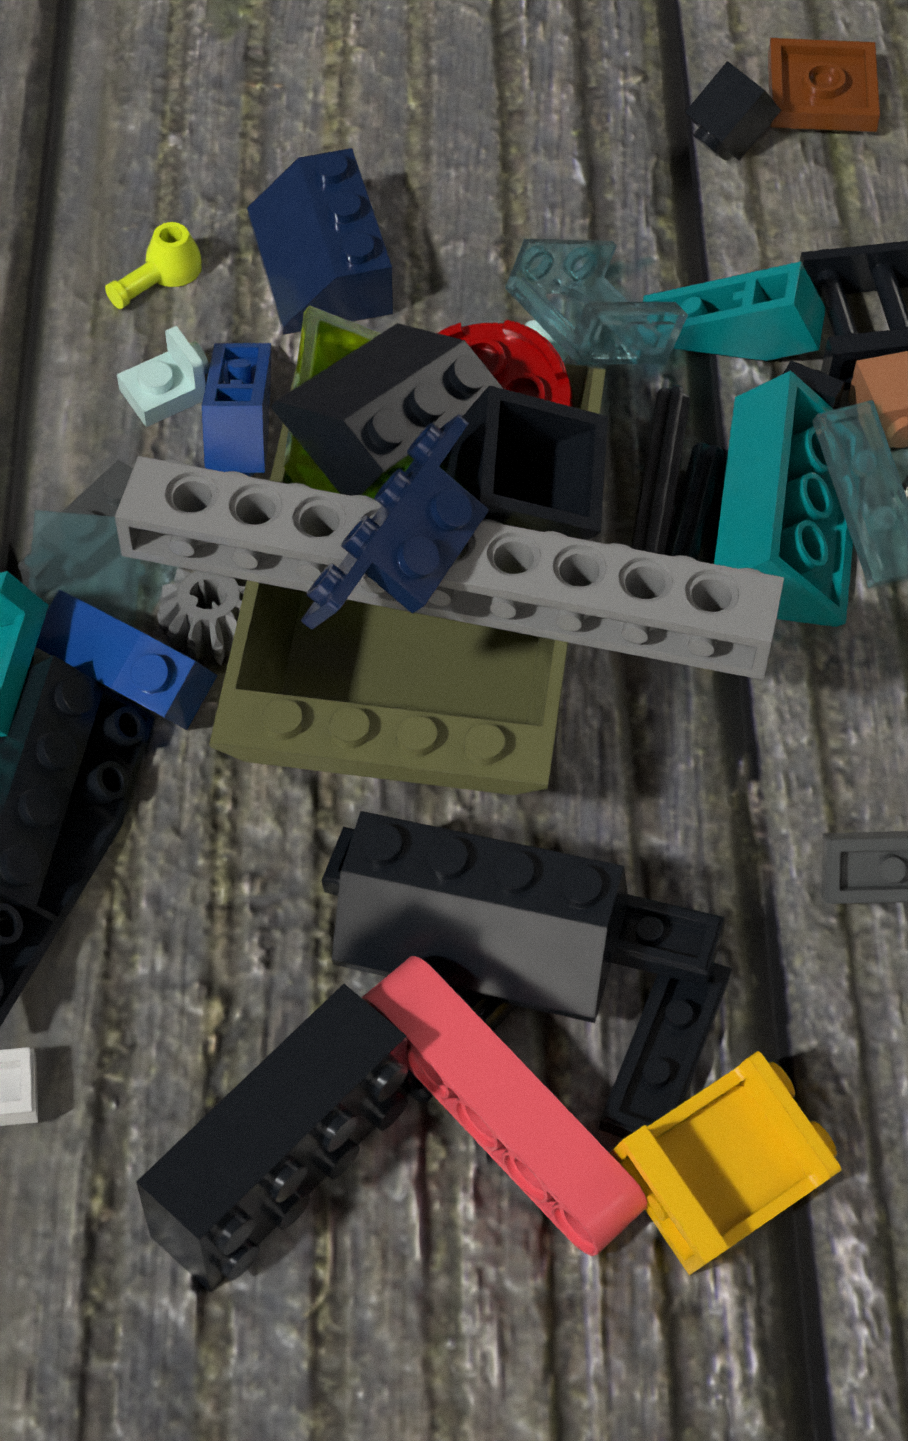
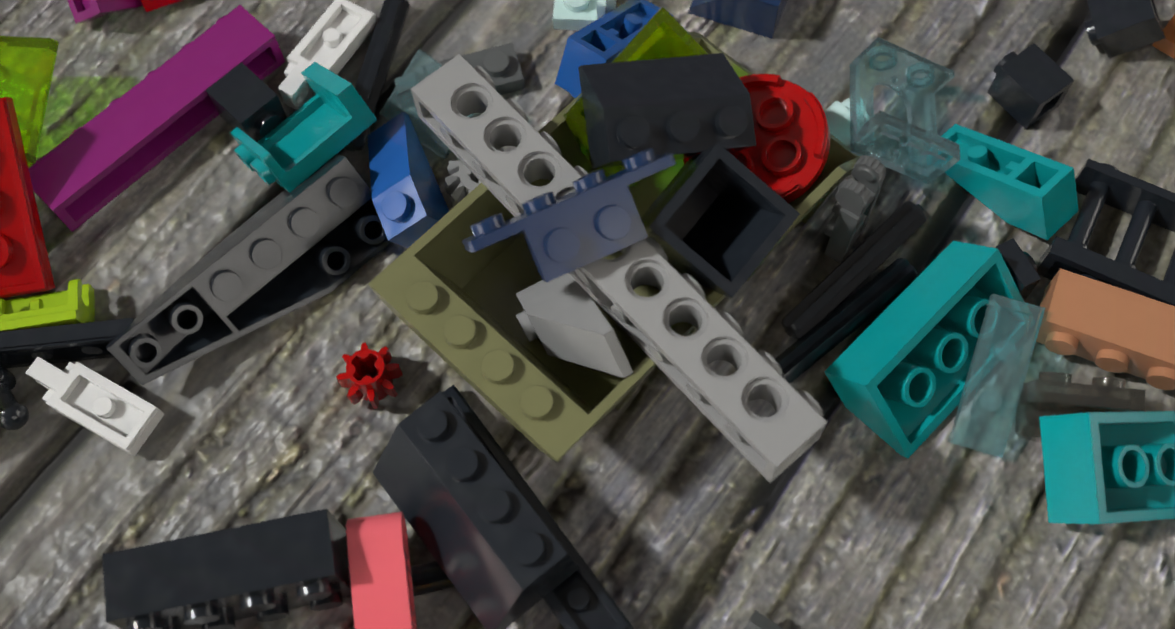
camera: 40 degrees right, 10 degrees up
(242, 853) = (369, 388): none -> red gear
(449, 665) = (571, 326): none -> light grey slope
(626, 410) = (854, 206): none -> dark grey hinge
(688, 220) = (1029, 85): none -> black brick

